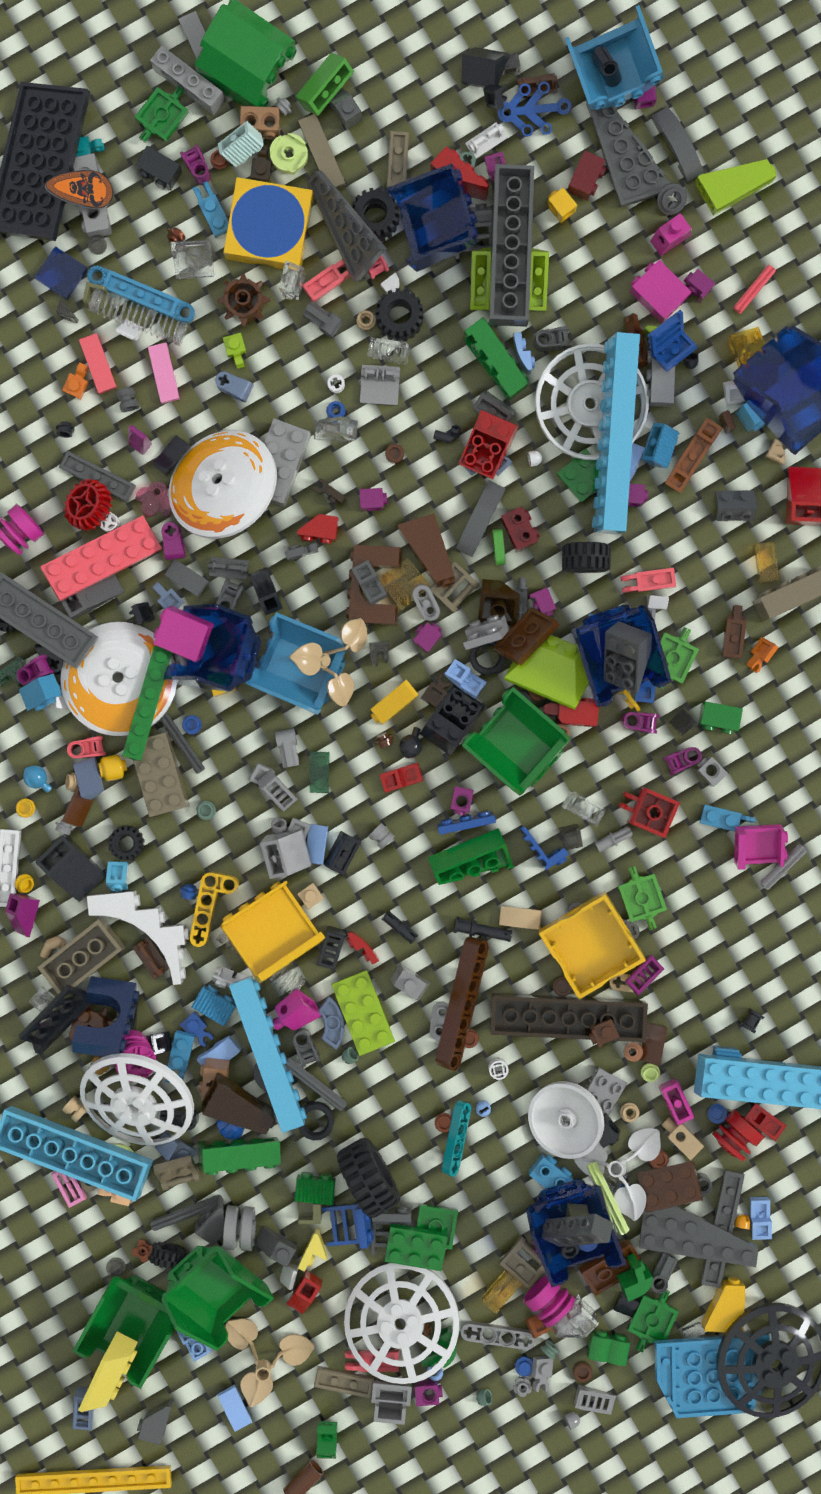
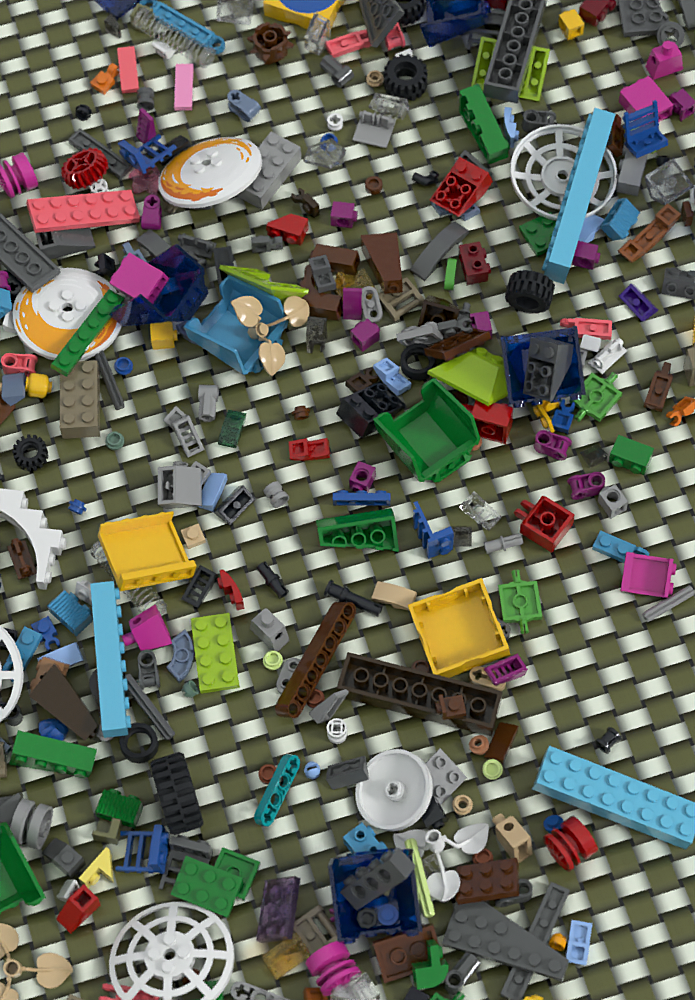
camera: 15 degrees right, 25 degrees down
(117, 876) = (12, 478): medium azure bracket -> none
(140, 479) = (140, 161): none -> blue plate
(202, 908) = (91, 525): yellow beam -> none
(235, 347) = (252, 79): lime plate -> none
(299, 606) = (261, 281): none -> lime slope
(394, 702) = (320, 379): yellow slope -> none
(408, 608) = (352, 303): none -> magenta slope
(411, 745) = (326, 421): black piece -> none
(420, 1008) = (272, 660): none -> yellowish green plate
(485, 1050) = (328, 707): none -> light grey slope
(486, 1254) = (278, 909): none -> clear purple plate
(516, 617) = (450, 327): none -> dark grey plate
(517, 1106) = (347, 773): none -> dark grey slope
(534, 458) = (501, 210): white hinge -> none
(676, 607) = (608, 356): none -> white hinge
(676, 1101) = (512, 797): dark pink brick -> none
(695, 537) = (638, 302): none -> dark purple slope
(703, 392) = (667, 182): none -> clear slope
(765, 1122) = (608, 850): red slope -> none

